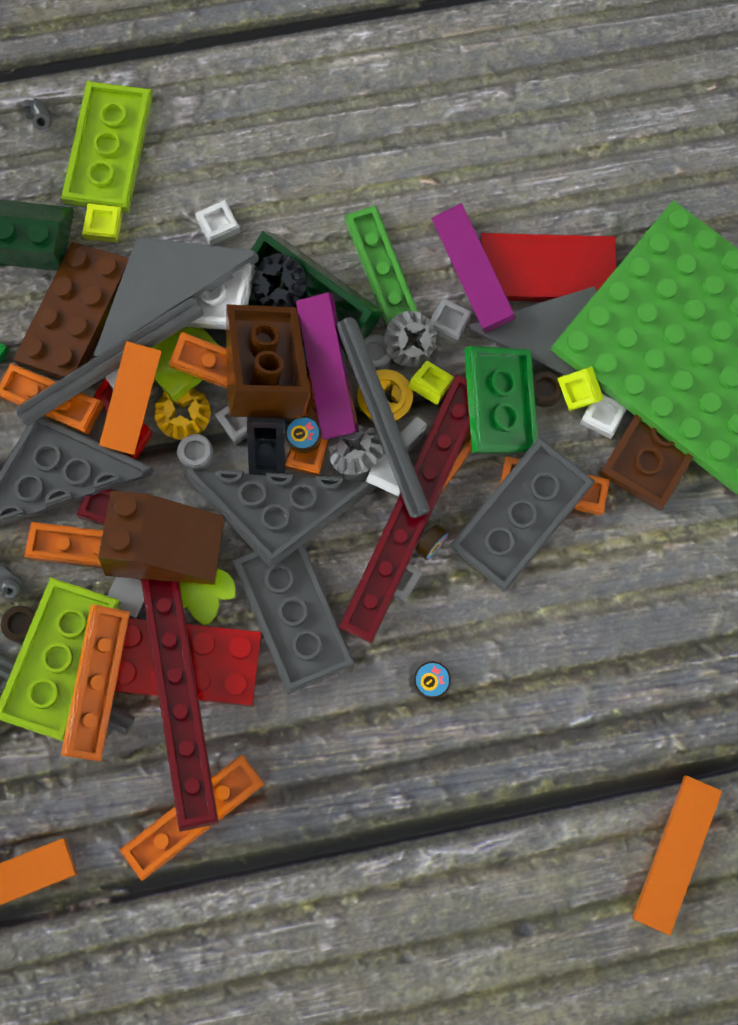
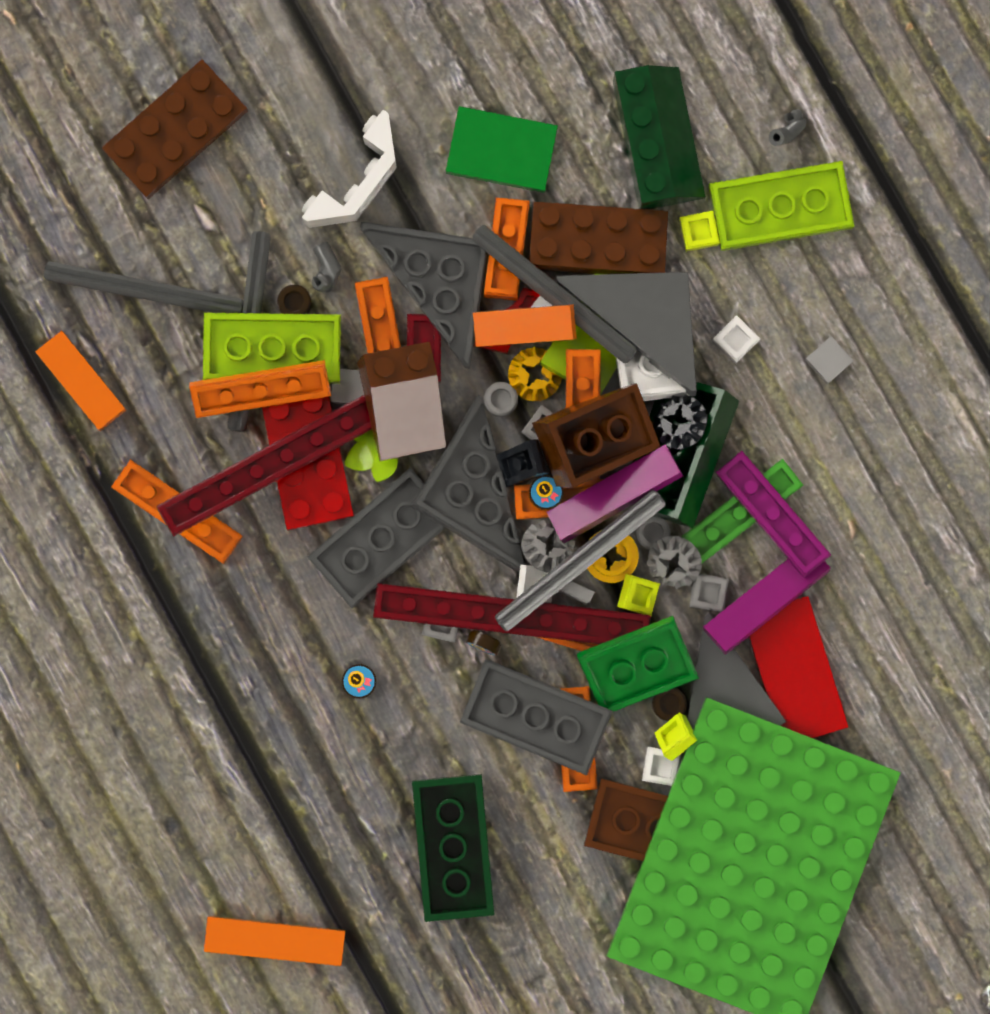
camera: 75 degrees right, 10 degrees up
(266, 149) = (829, 360): none -> light grey tile
(394, 236) = (773, 514): none -> magenta tile
(633, 634) = (453, 847): none -> dark green brick

